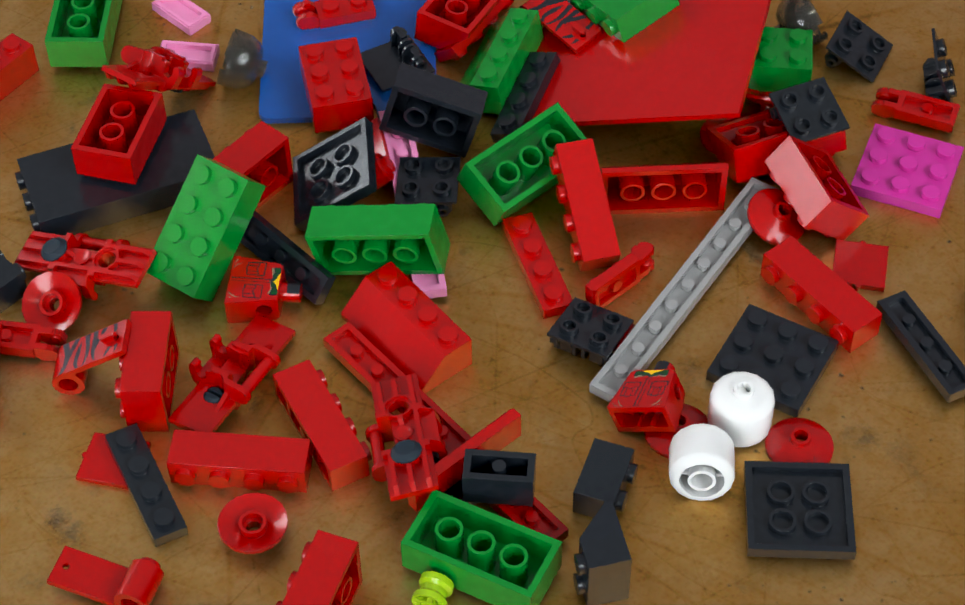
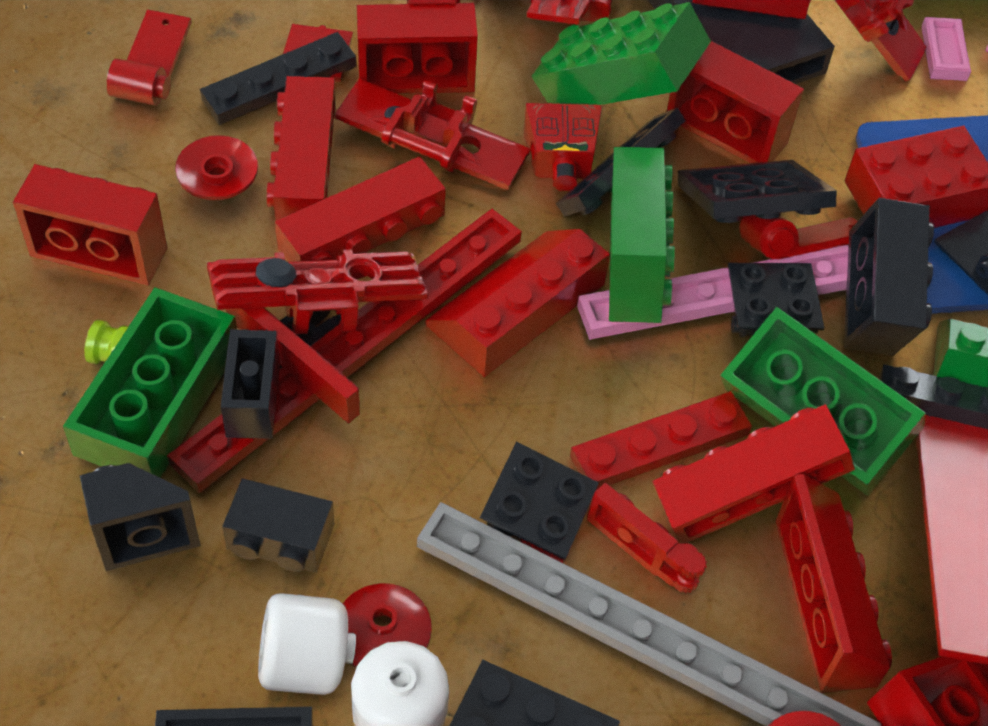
camera: 80 degrees right, 5 degrees up
(242, 61) = (936, 83): clear smoke cylinder -> none
(649, 401) = (411, 576): red torso -> none

